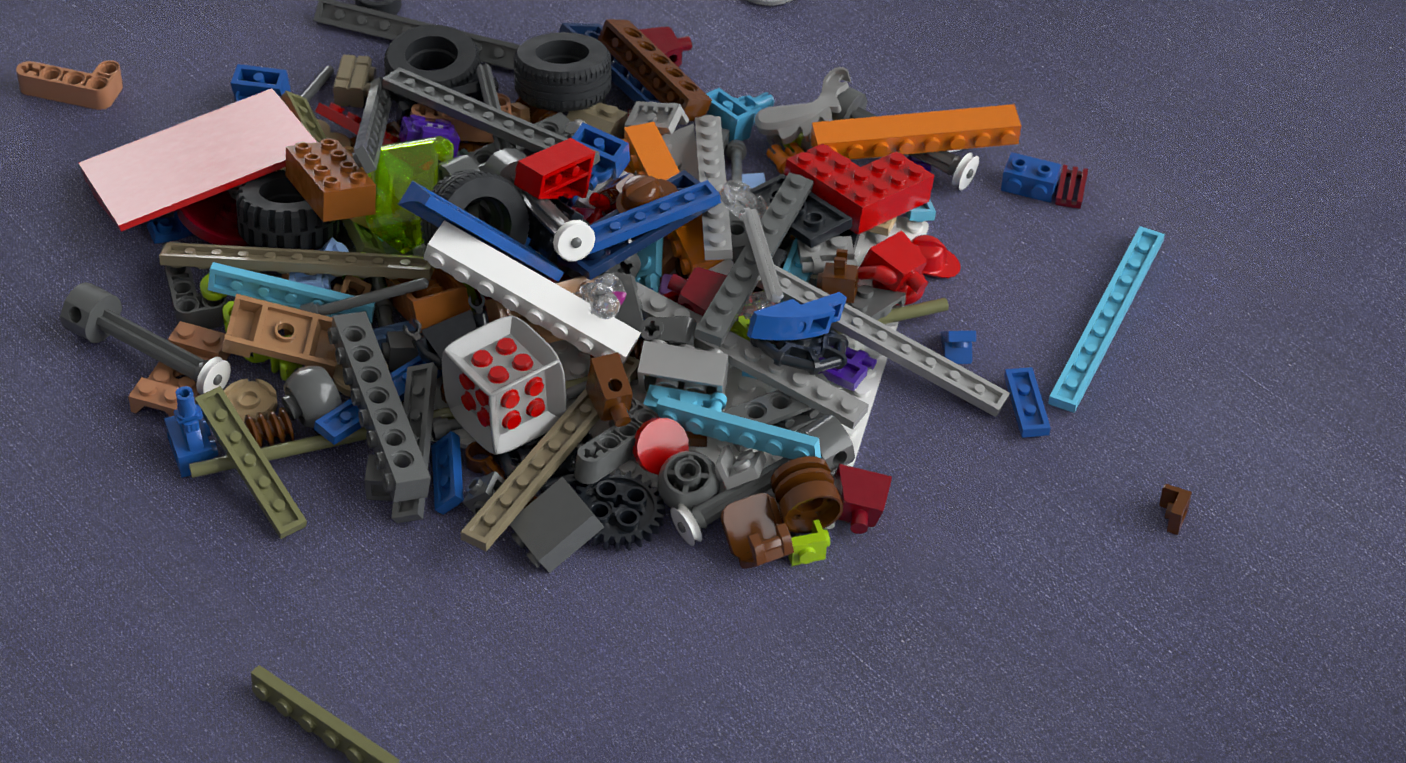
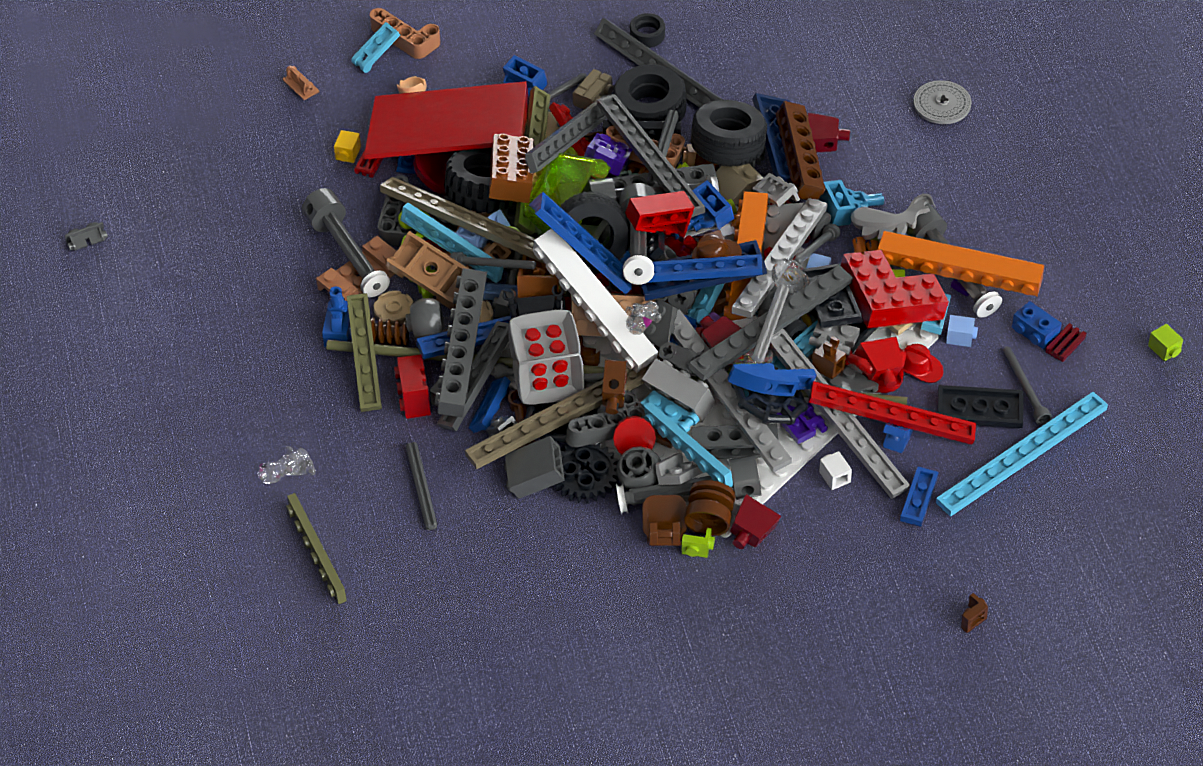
camera: 30 degrees right, 5 degrees up
(45, 107) = (375, 47): none -> medium azure plate
(74, 231) = (347, 146): none -> yellow brick
(112, 253) = (367, 170): none -> red tile
(118, 137) = (412, 84): none -> light nougat hair
(228, 632) = (292, 464): none -> clear animal
(336, 483) = (412, 386): none -> red wedge
(417, 600) = (421, 486): none -> dark grey axle
(914, 406) = (835, 470): none -> white brick
(943, 317) = (892, 412): none -> red plate
(953, 209) = (961, 331): none -> light blue brick
(1027, 282) = (982, 405): none -> black plate
(1099, 269) = (1041, 414): none -> dark grey piece
(1179, 152) = (1165, 342): none -> lime brick

